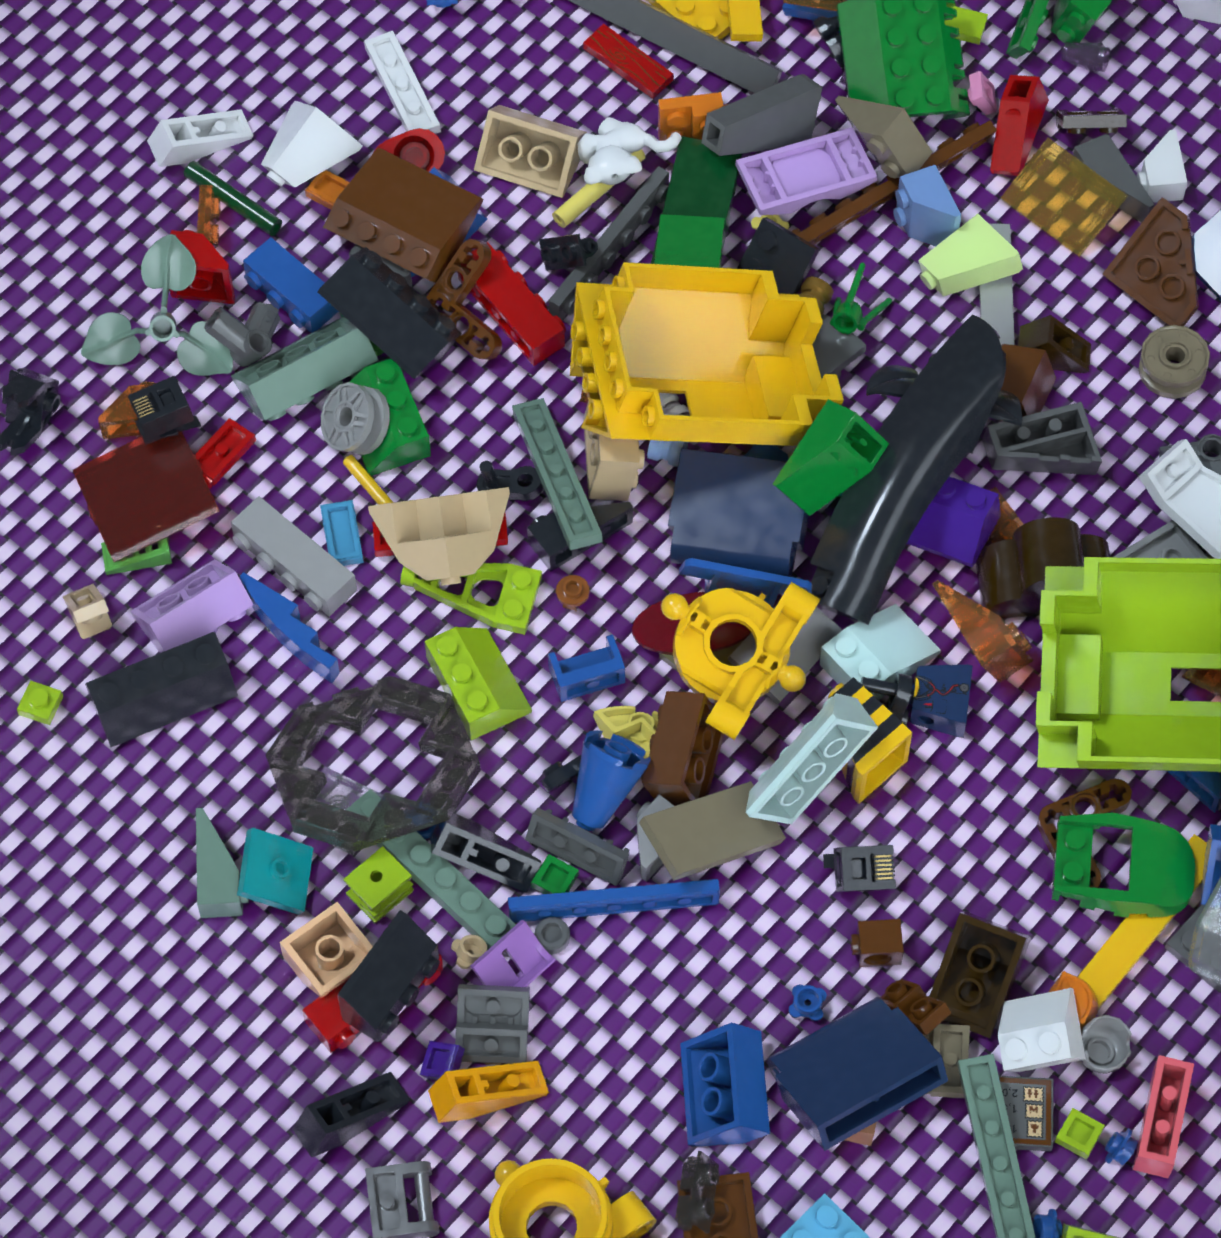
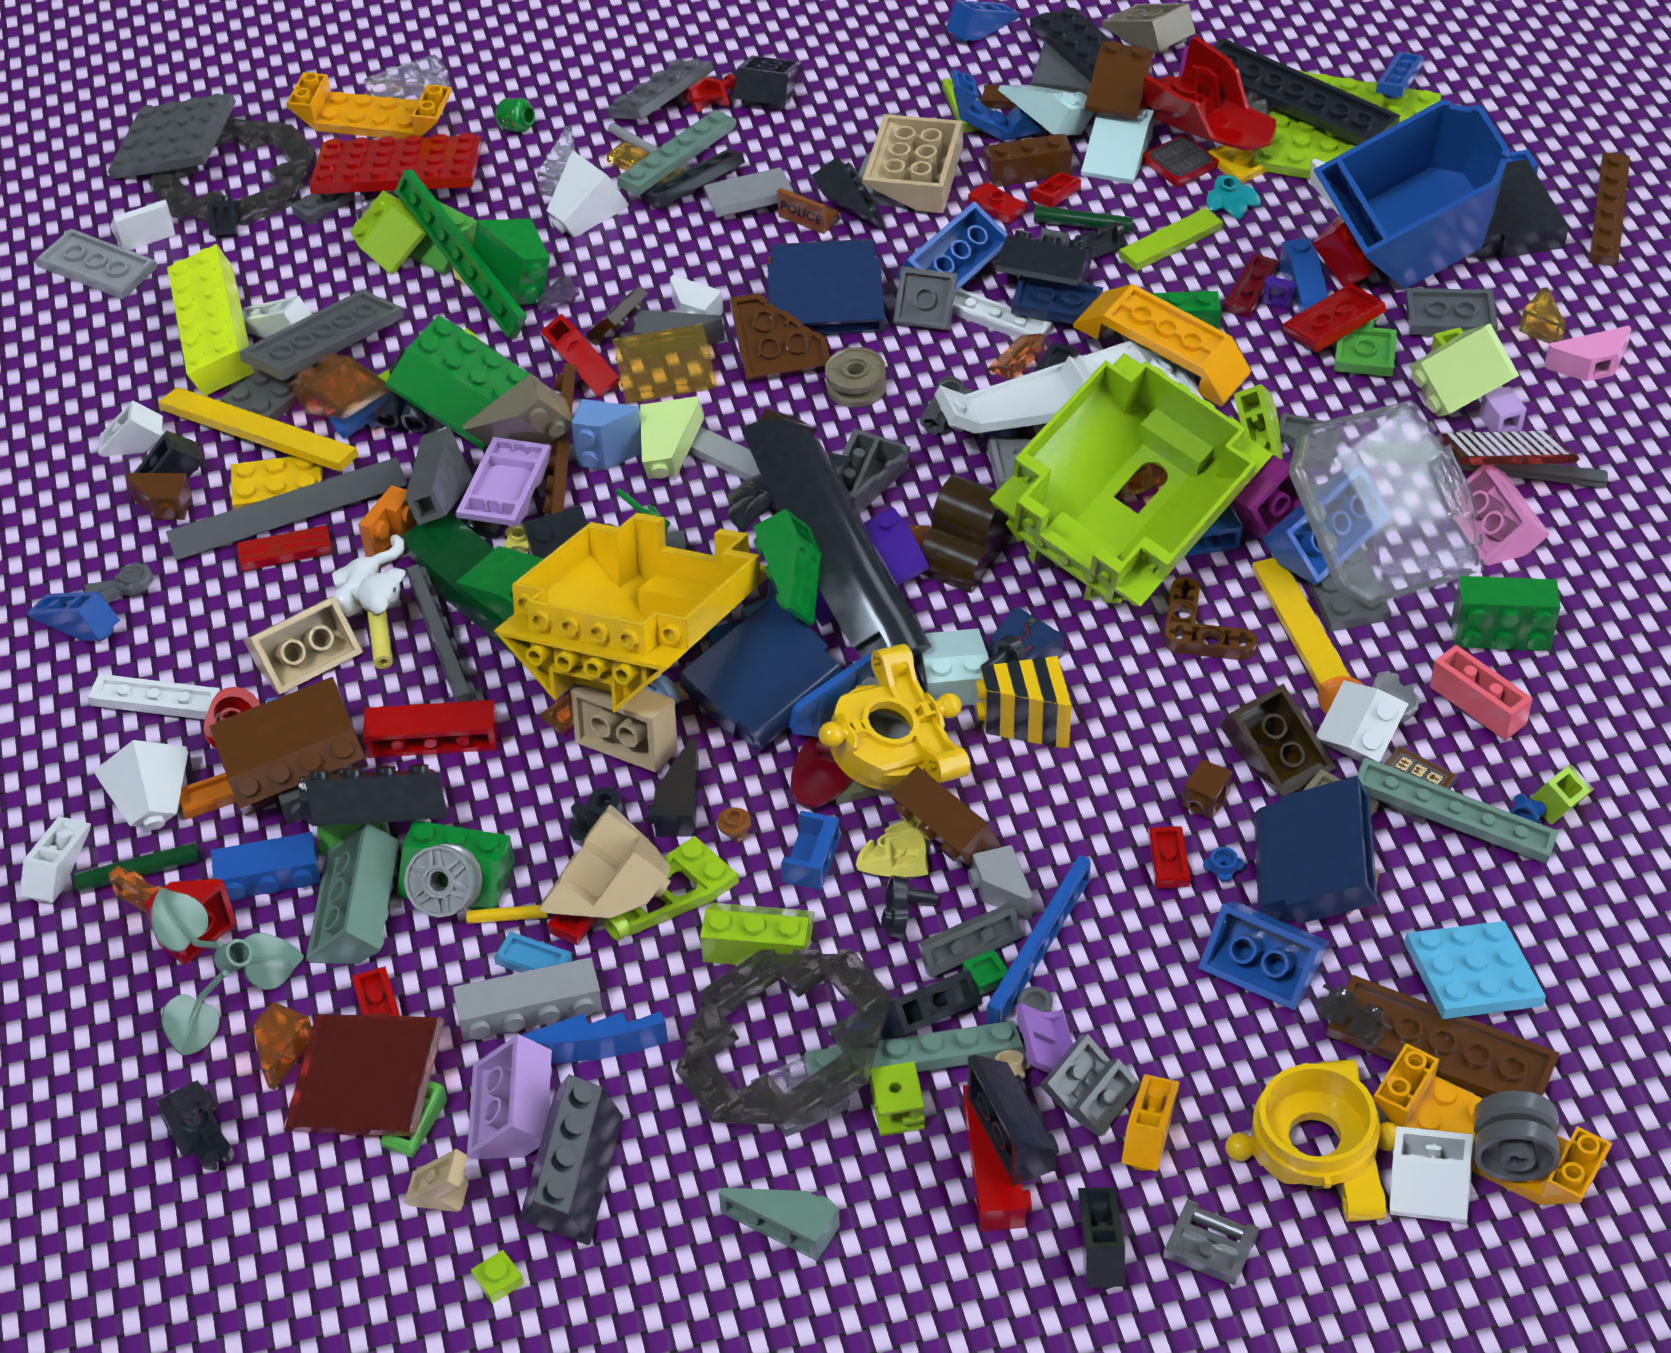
camera: 55 degrees left, 15 degrees down
(162, 411) = (306, 1009): black piece -> none
(247, 341) = (282, 918): dark grey piece -> none
(275, 871) = (825, 1168): teal plate -> none
(326, 950) = (940, 1164): light nougat slope -> none
(441, 1058) = (1099, 1140): dark purple tile -> none
(454, 298) = (391, 757): reddish brown beam -> none
(557, 474) = (623, 770): sand green plate -> none
(566, 251) = (424, 663): black hinge -> none
(605, 777) = (933, 879): blue cone -> none
(709, 832) = (1033, 836): dark tan tile -> none
(781, 953) = (1169, 857): none -> red plate
(811, 760) = (1029, 730): light aqua slope -> none
(862, 867) = (1134, 765): black piece -> none
(920, 1009) = (1269, 792): reddish brown slope -> none
(982, 93) = (531, 362): bright pink plate -> none
(995, 643) = (992, 583): clear orange slope -> none
(1079, 1133) = (1456, 753): lime plate -> none
(1120, 1147) = (1485, 734): blue plate -> none
(1158, 870) = (1266, 586): green slope -> none

